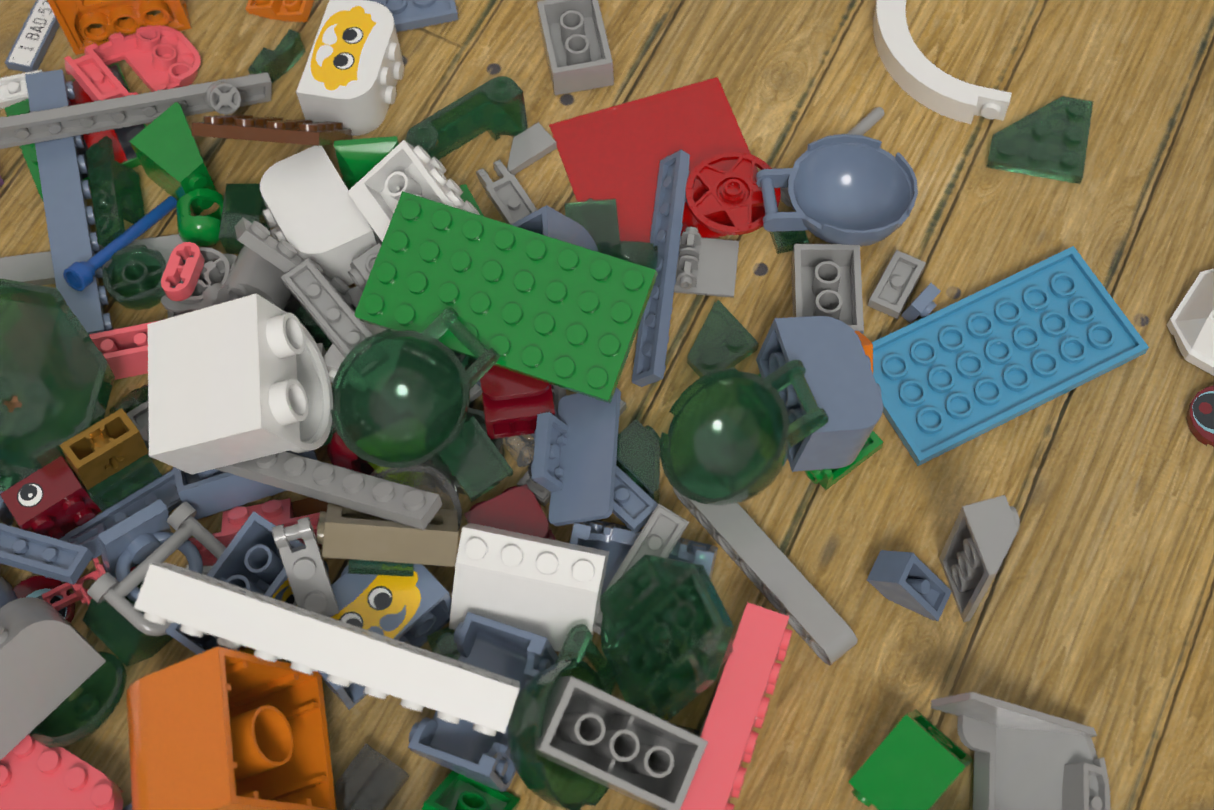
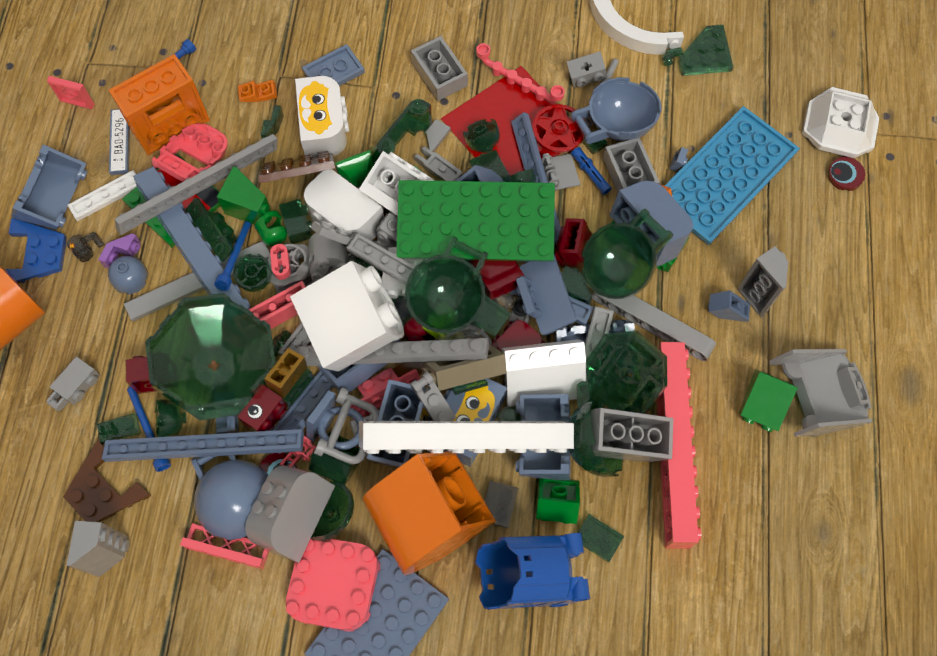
camera: 25 degrees left, 5 degrees up
(228, 102) = (260, 153): light grey wheel -> none
(598, 169) = (482, 135): none -> clear green cylinder
(664, 382) = (572, 243): none -> dark red brick
(720, 343) = (585, 208): clear green wing -> none
(745, 135) = (556, 94): none -> coral bar
(751, 247) = (578, 154): none -> blue pin
(820, 111) = (587, 69): none -> light grey brick
(896, 284) = (662, 152): light grey plate -> none
(979, 125) = (670, 54): none -> clear green arm

